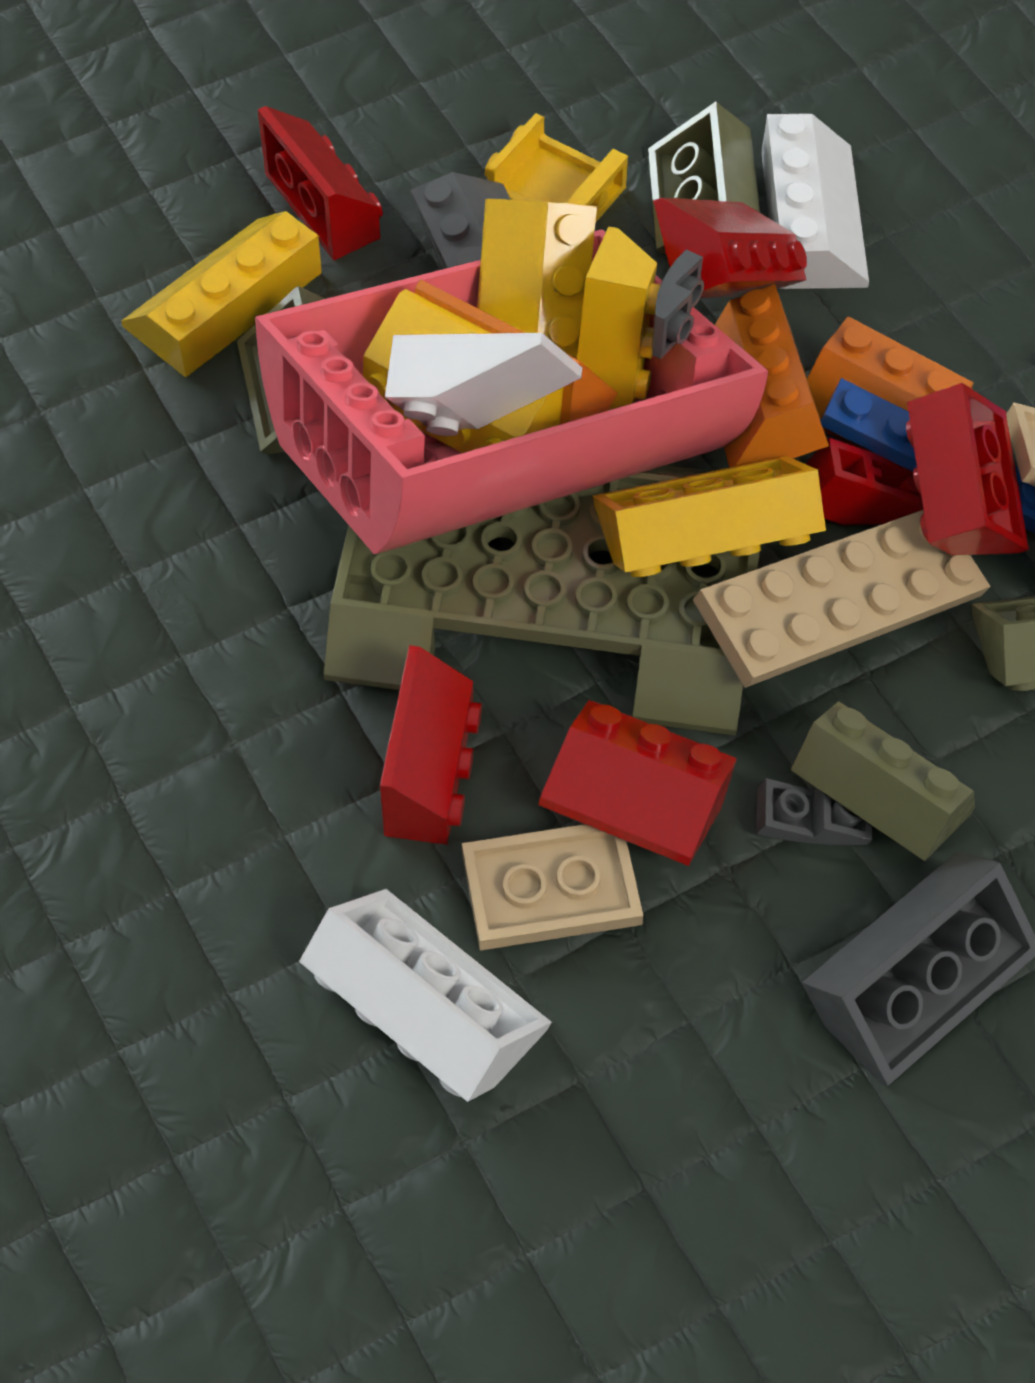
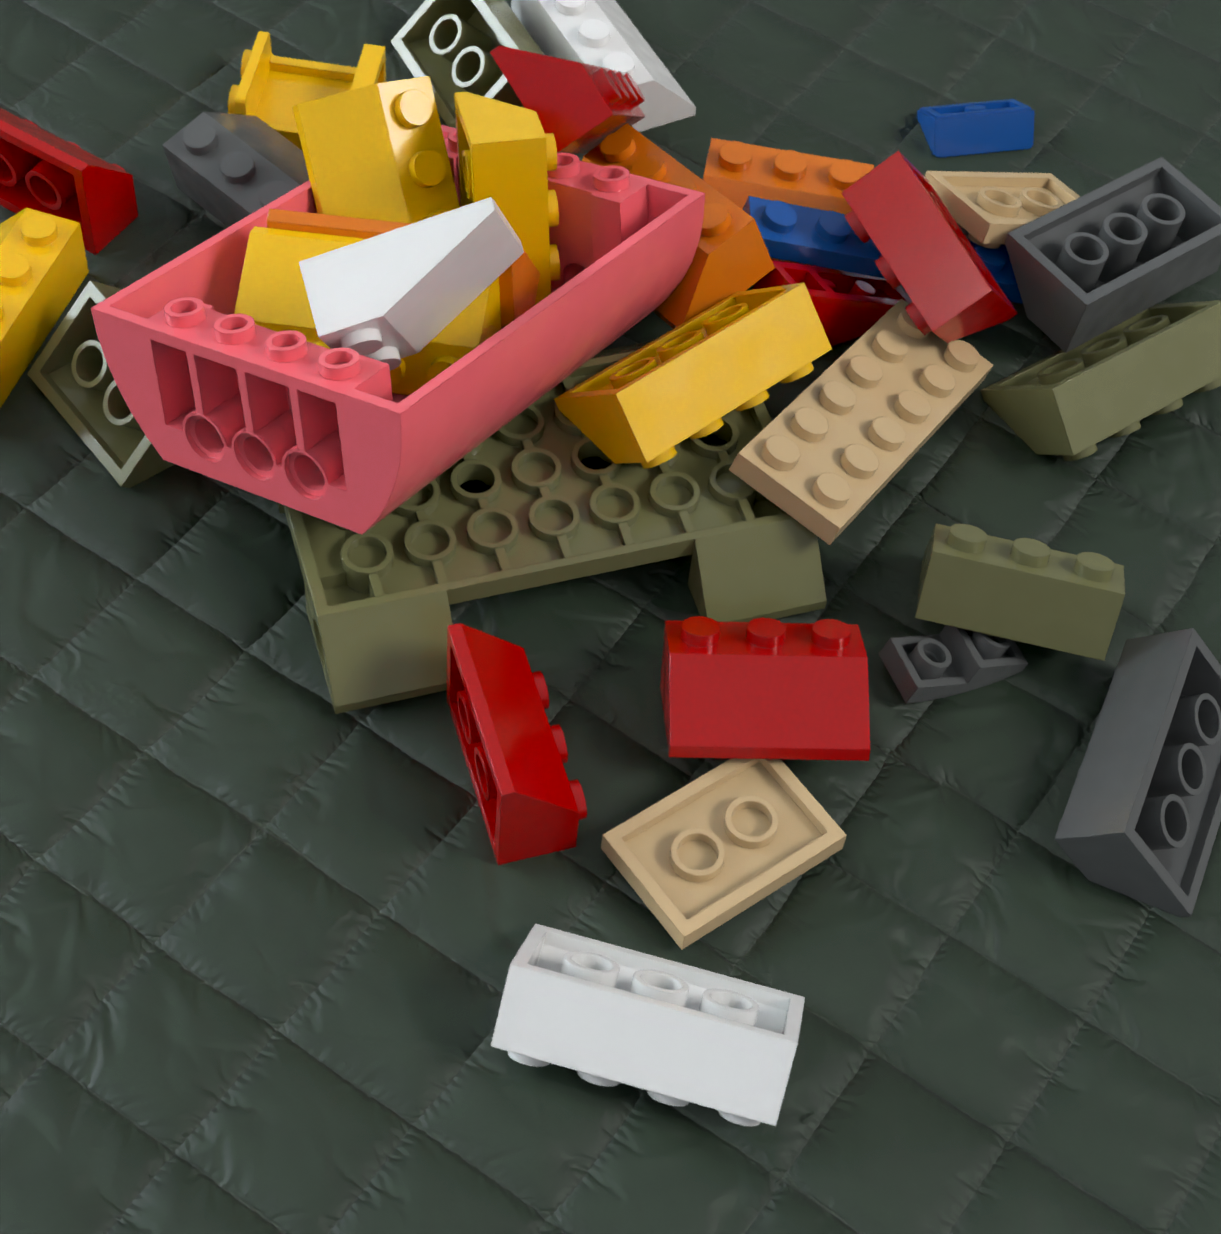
camera: 30 degrees left, 5 degrees down
(675, 298) = (577, 165): dark grey slope -> none

